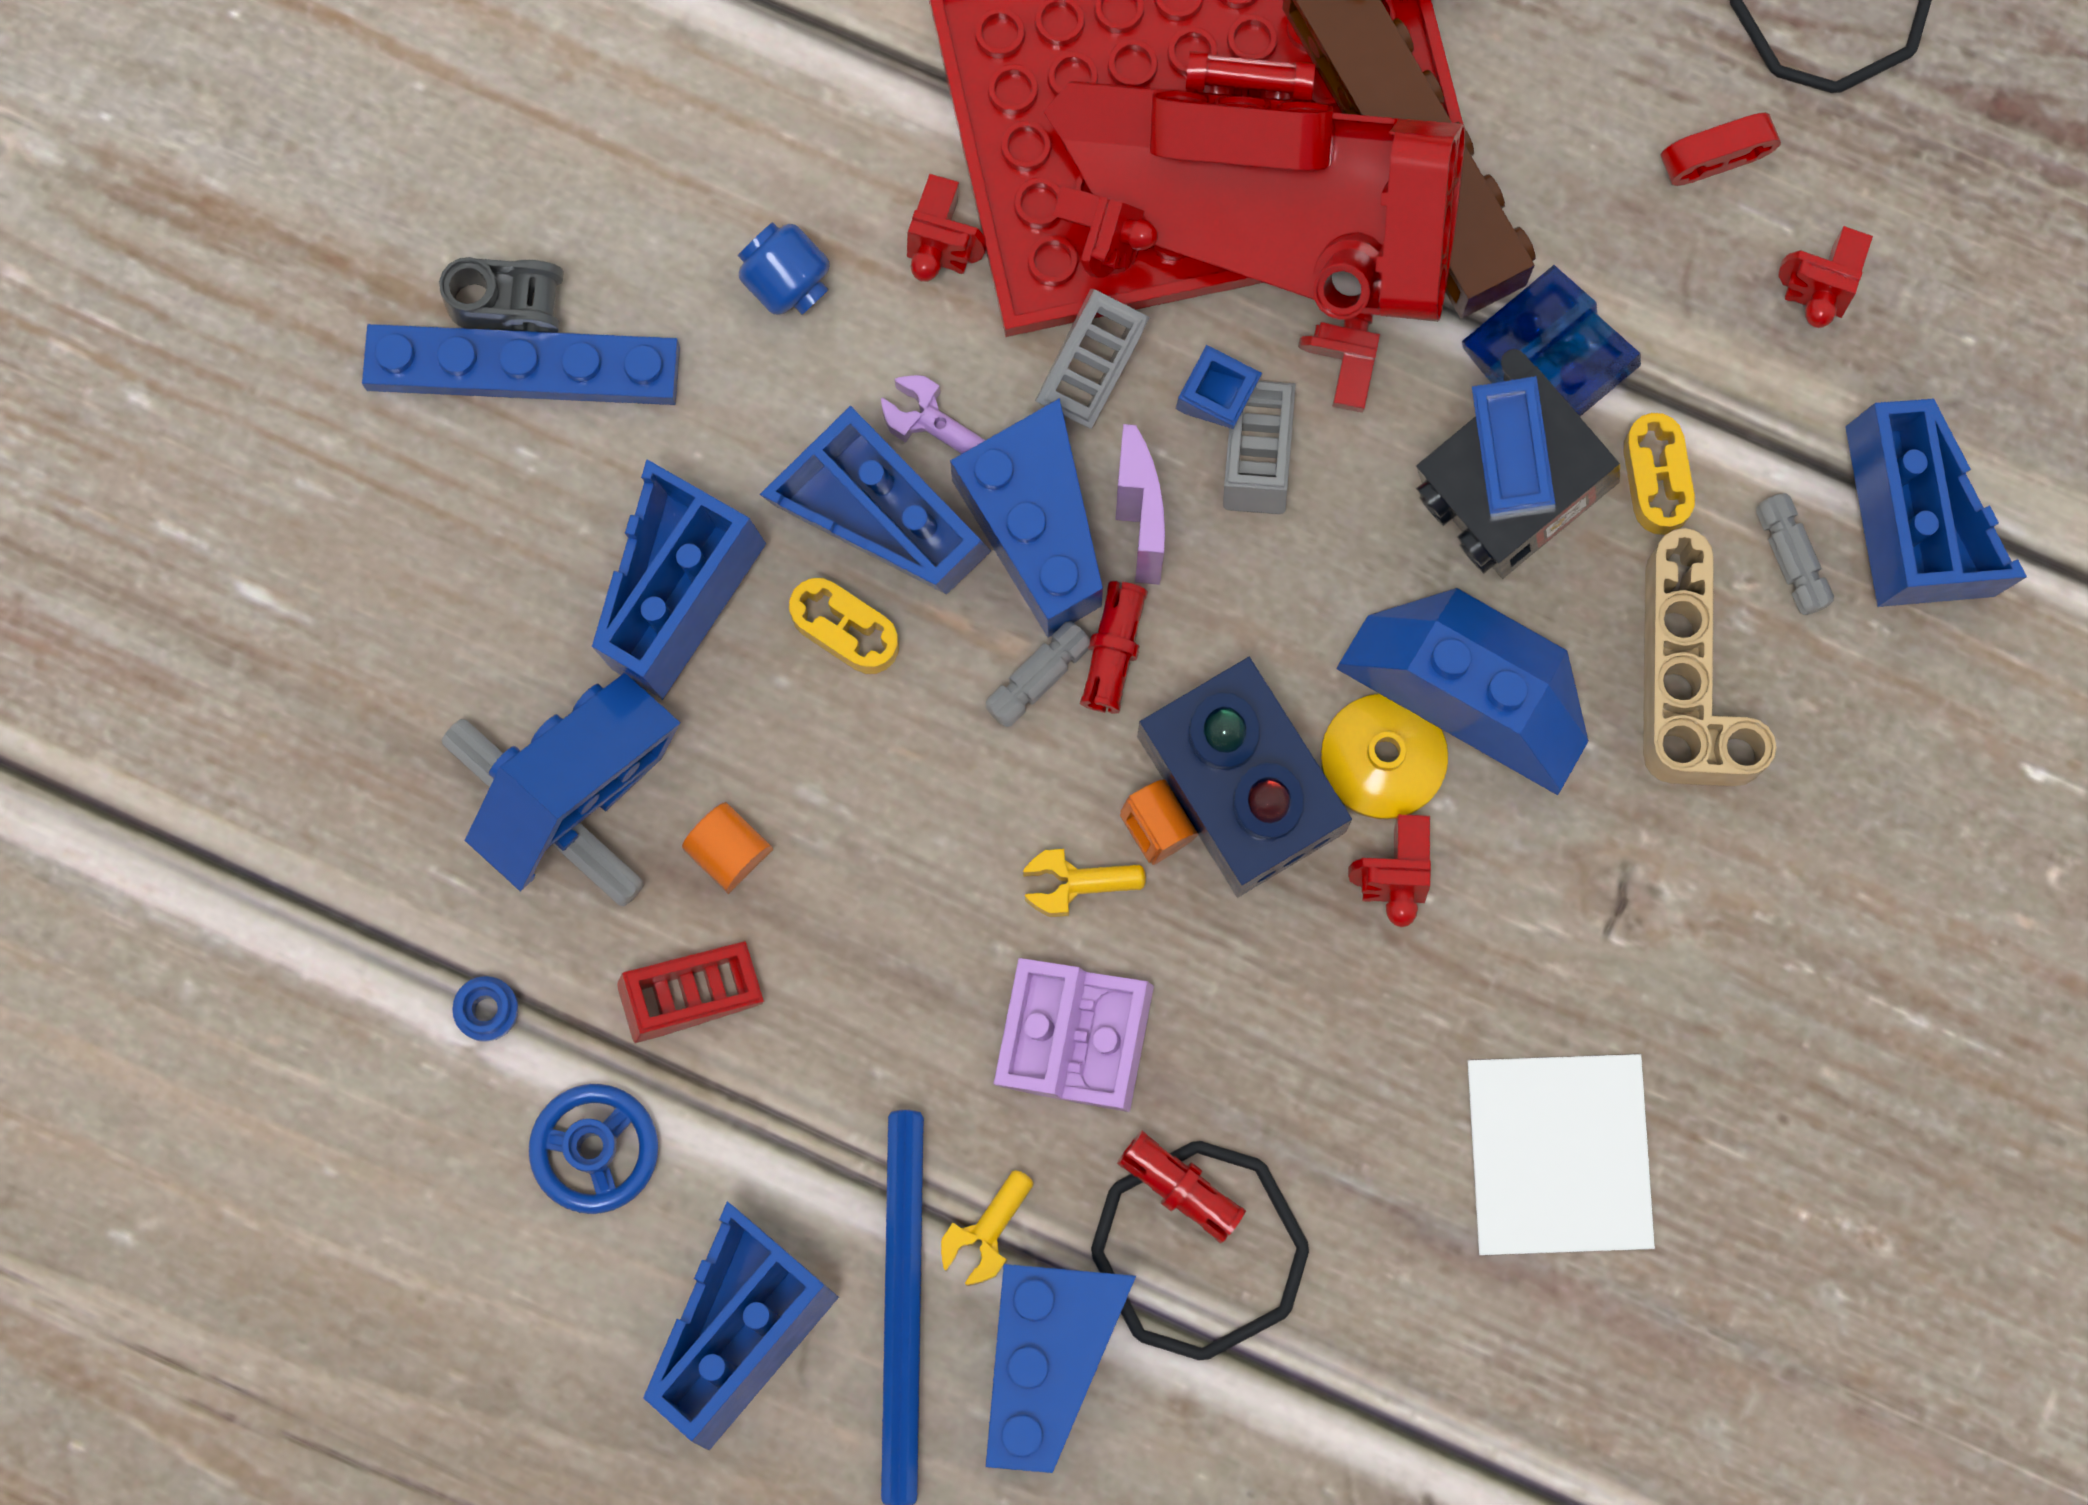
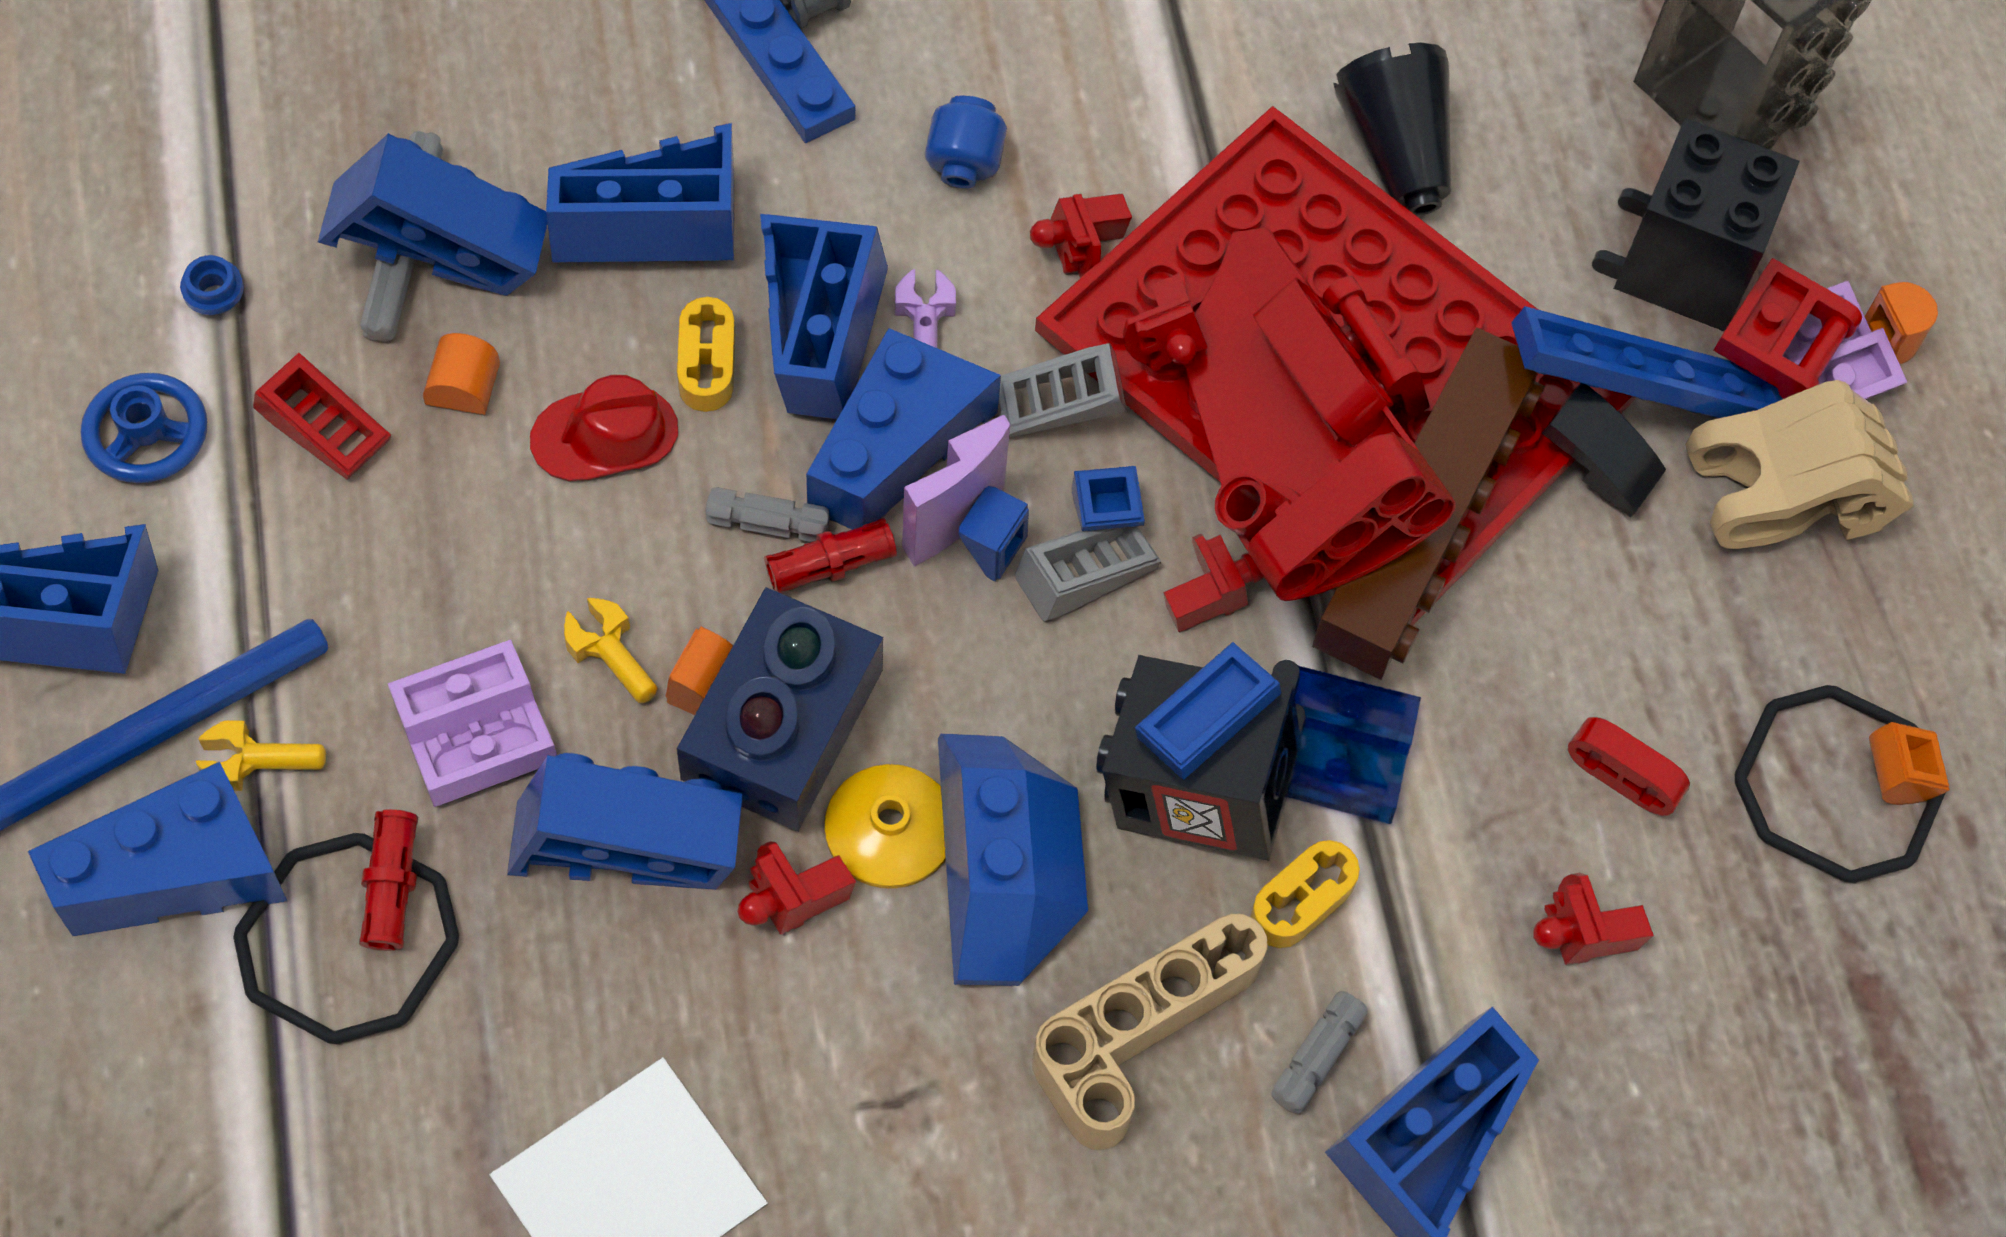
camera: 50 degrees right, 15 degrees down
(860, 760) = (604, 430): none -> red piece
(1189, 498) = (995, 530): none -> blue slope
(1263, 969) = (625, 822): none -> blue wedge

